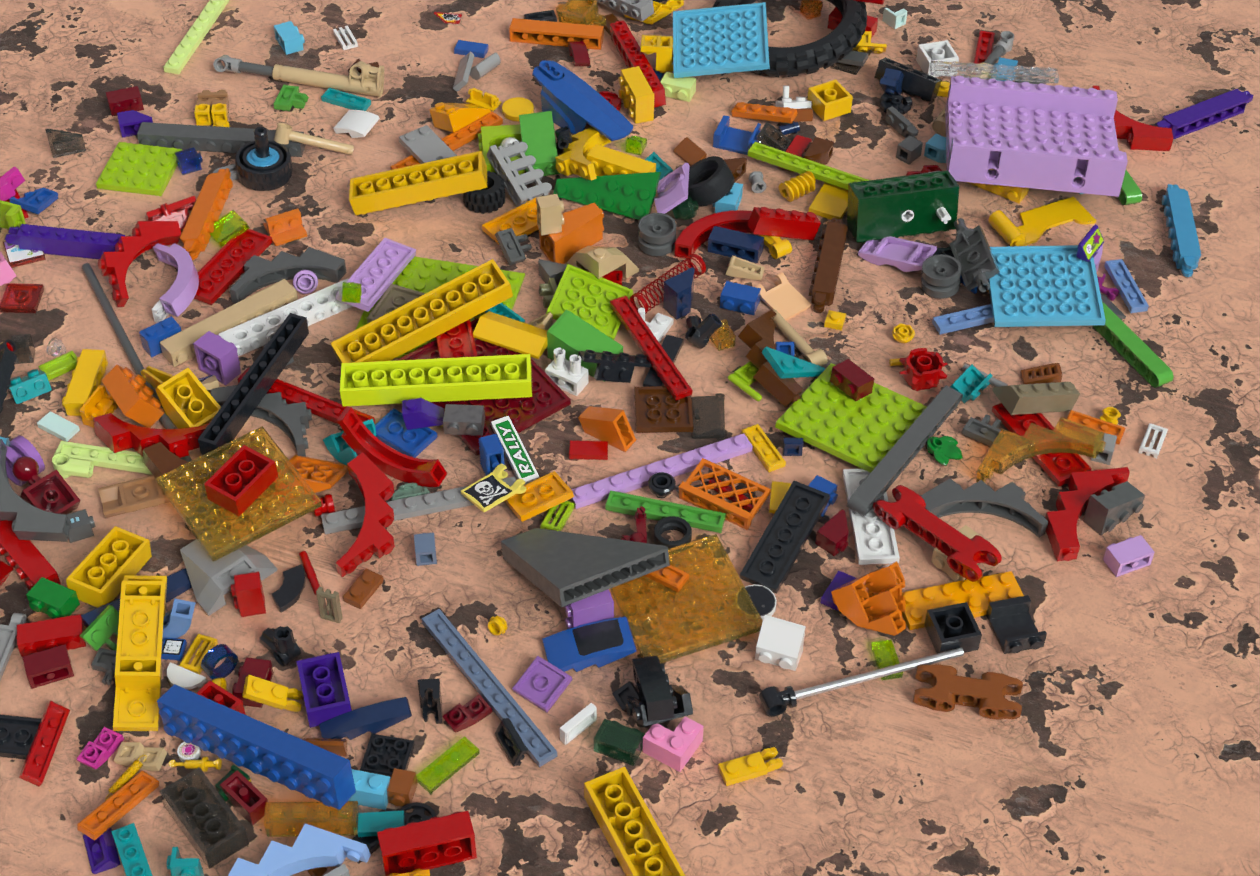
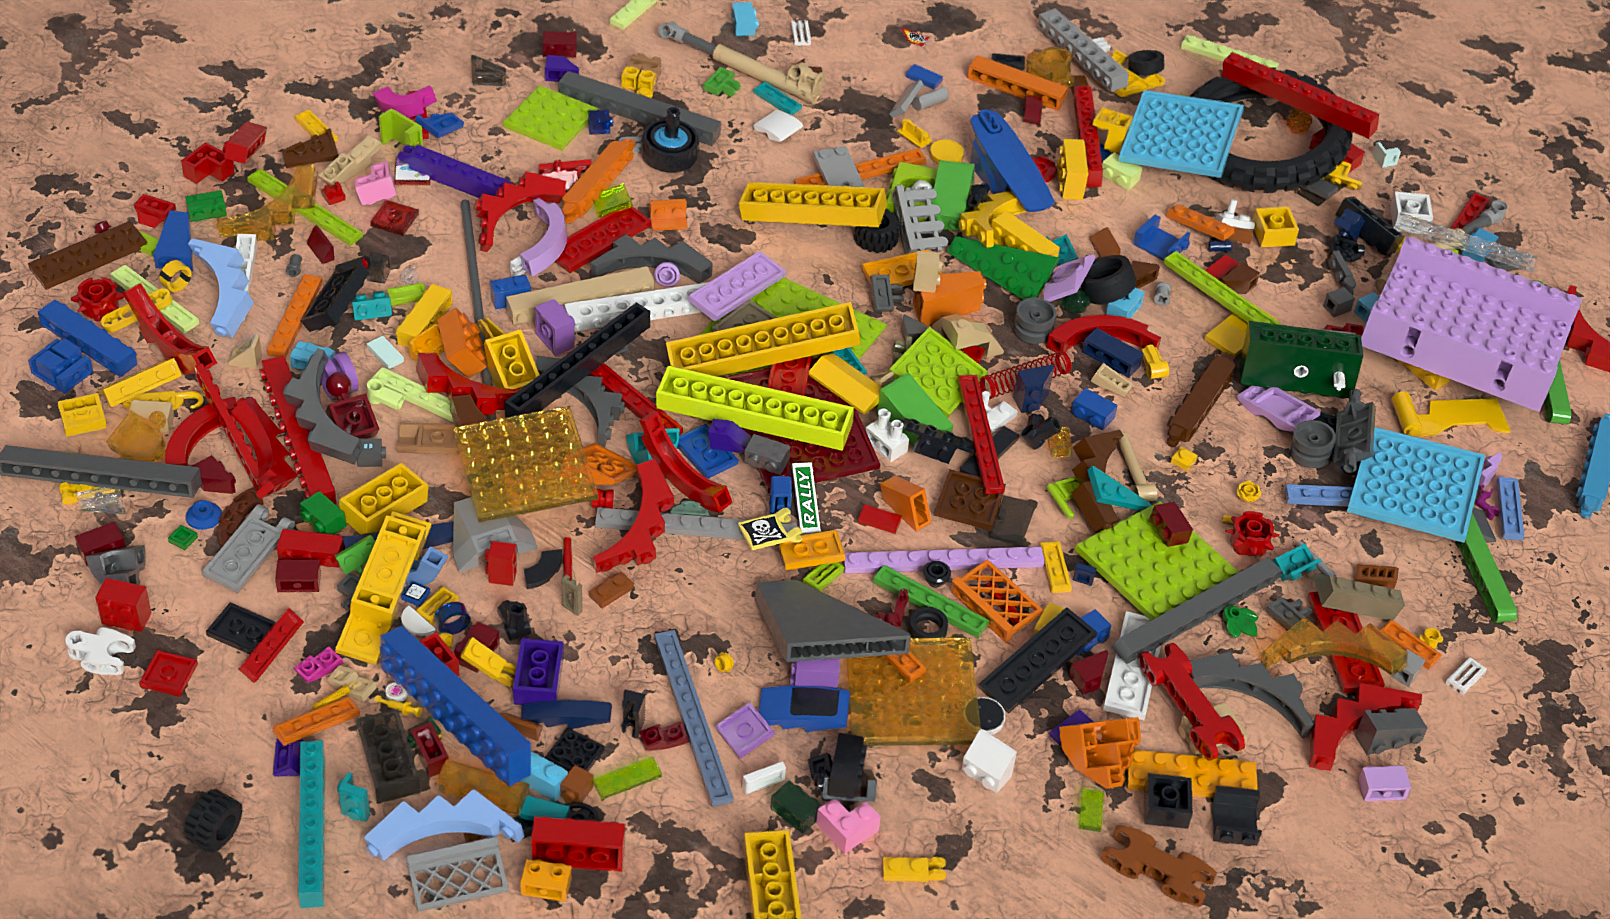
camera: 15 degrees right, 0 degrees up
(209, 382) = (537, 349): tan slope -> none
(241, 480) = (529, 452): red brick -> none
(284, 134) = (700, 119): tan piece -> none
(351, 292) = (703, 297): clear neon green bracket -> none
(425, 549) = (683, 569): sand blue brick -> none
(456, 115) = (880, 143): light orange slope -> none
(511, 742) = (693, 775): black tile -> none
(636, 145) = (1052, 221): clear neon green bracket -> none
(773, 138) = (1198, 252): clear smoke slope -> none
(776, 701) = (962, 815): flat silver piece -> none
(783, 223) = (1169, 344): red brick -> none
(784, 298) = (1140, 422): light nougat flag -> none
(785, 347) = (1119, 474): blue slope -> none
(798, 186) = (1201, 309): yellow piece -> none
(1090, 244) = (1483, 453): slope -> none

